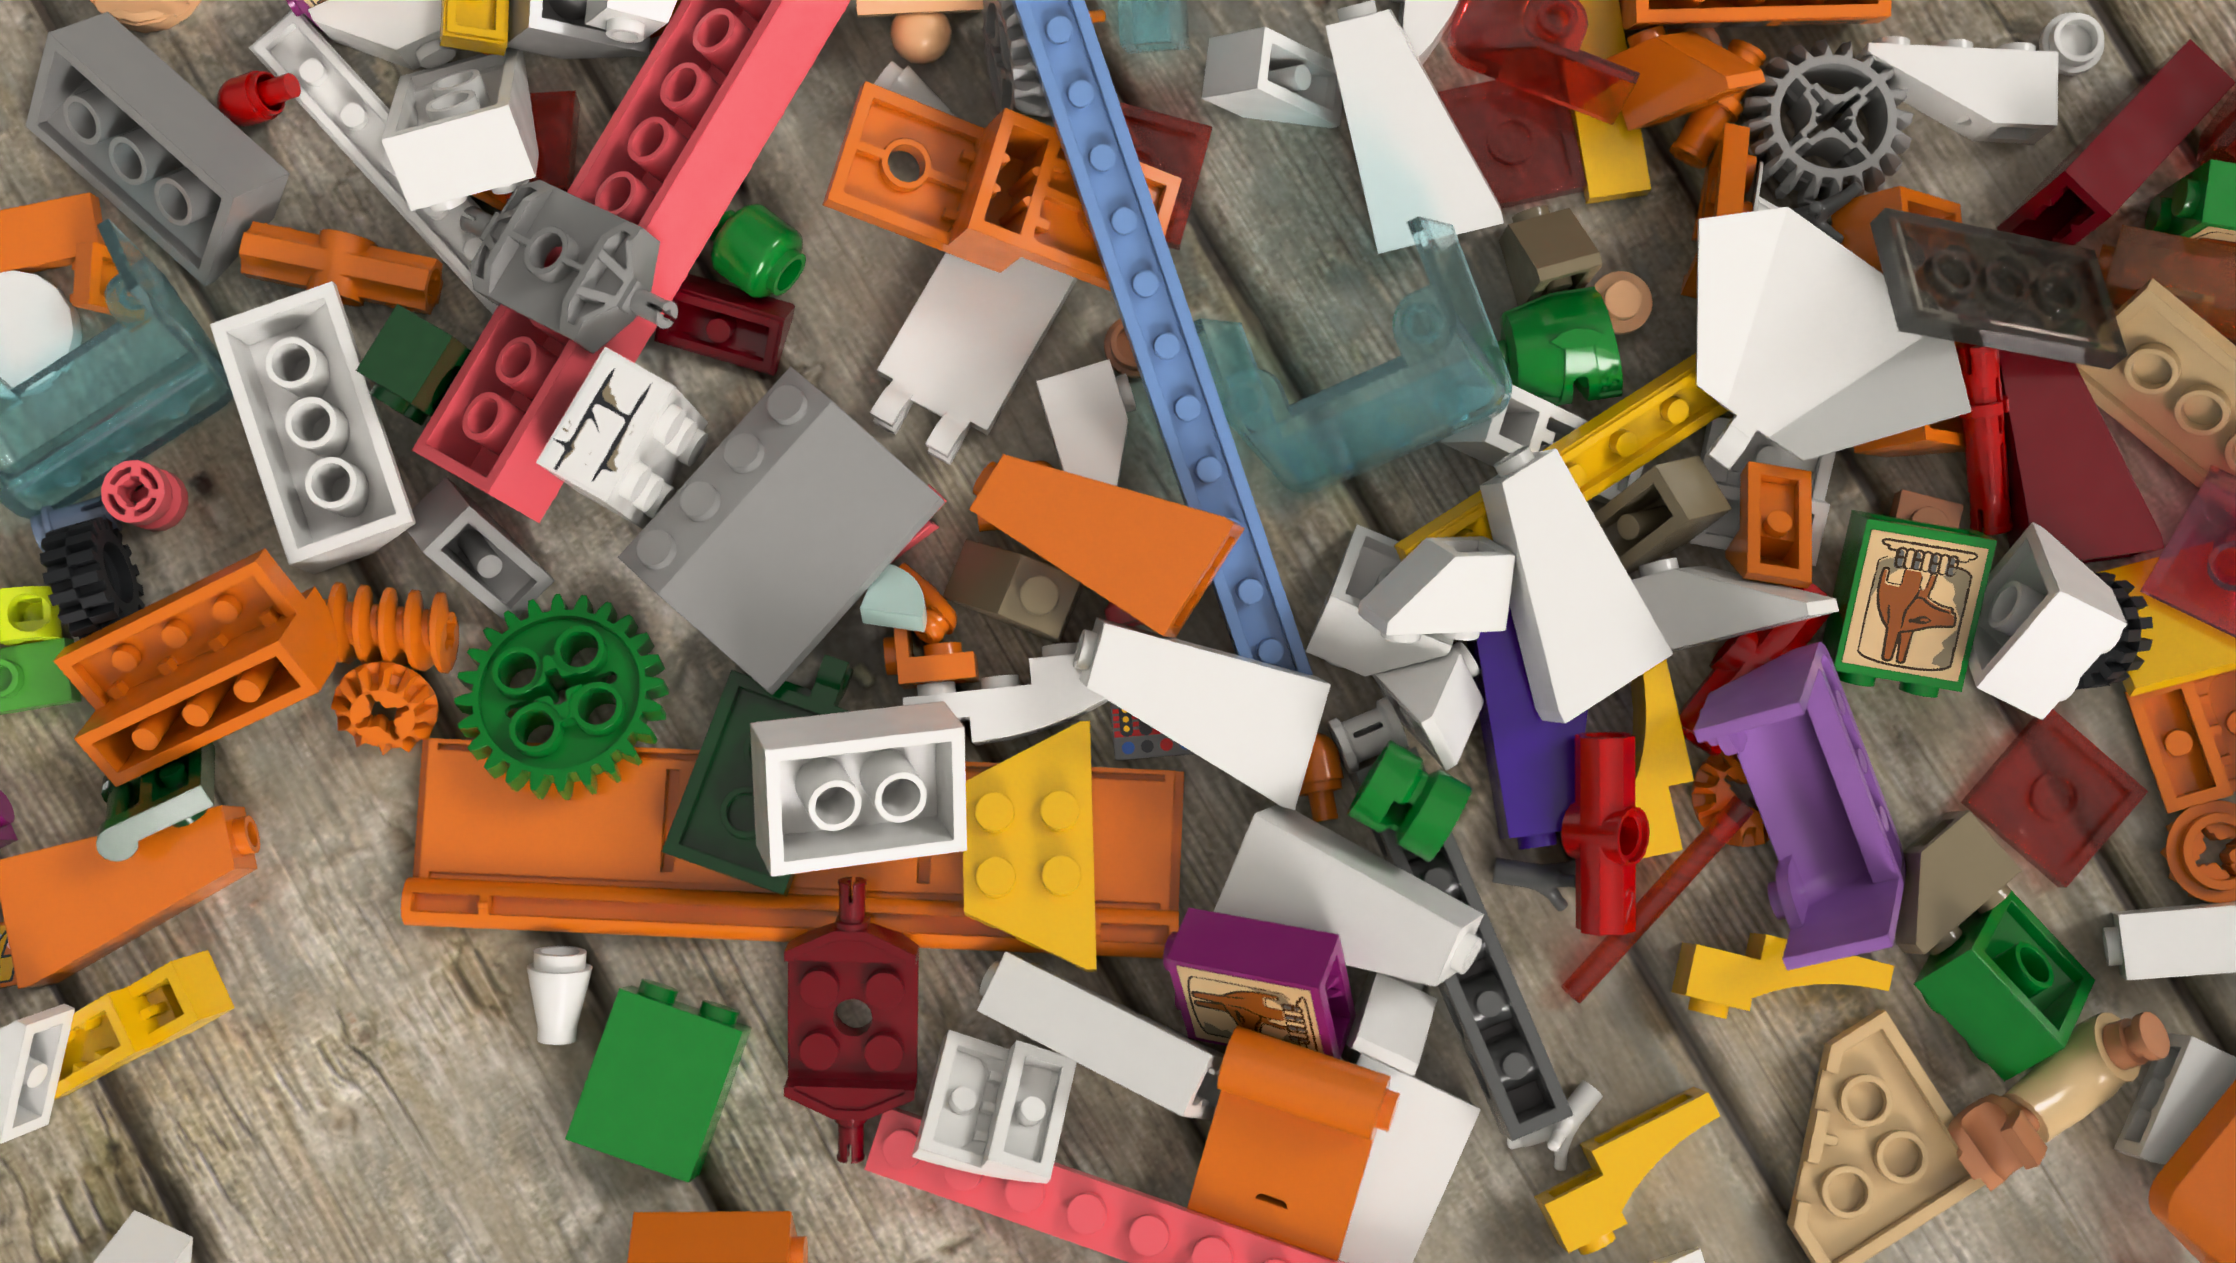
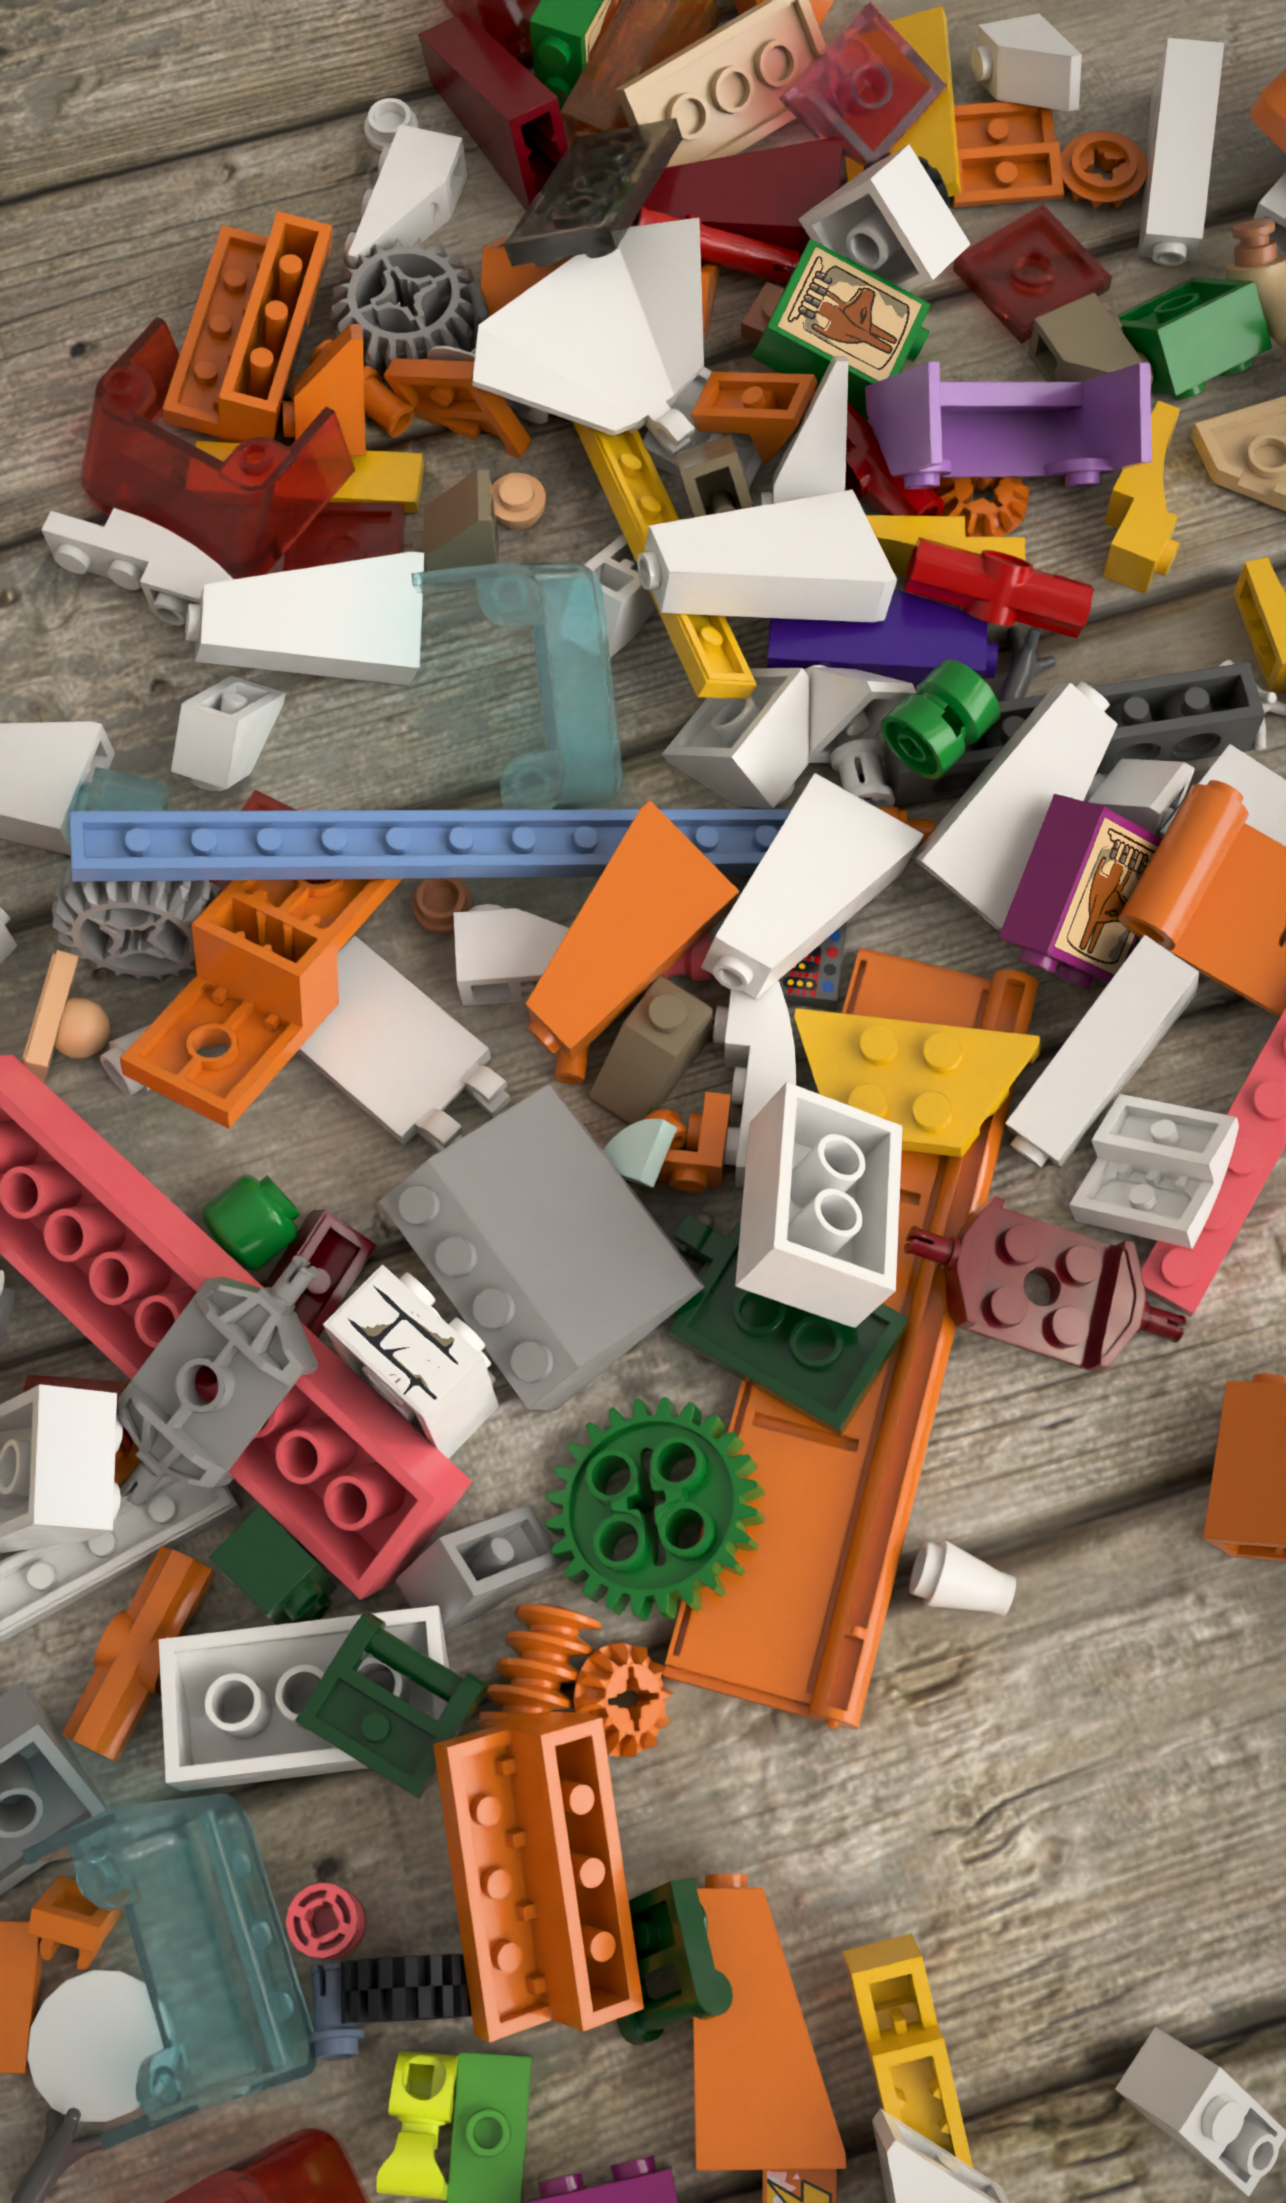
camera: 75 degrees left, 15 degrees down
(285, 496) = (377, 1724): none -> dark green plate
(659, 1080) = (1070, 1492): green brick -> none
(1445, 589) = (751, 654): white slope -> none
(1562, 343) = (549, 524): green helmet -> none
(1659, 897) = (1052, 562): clear red bar -> none

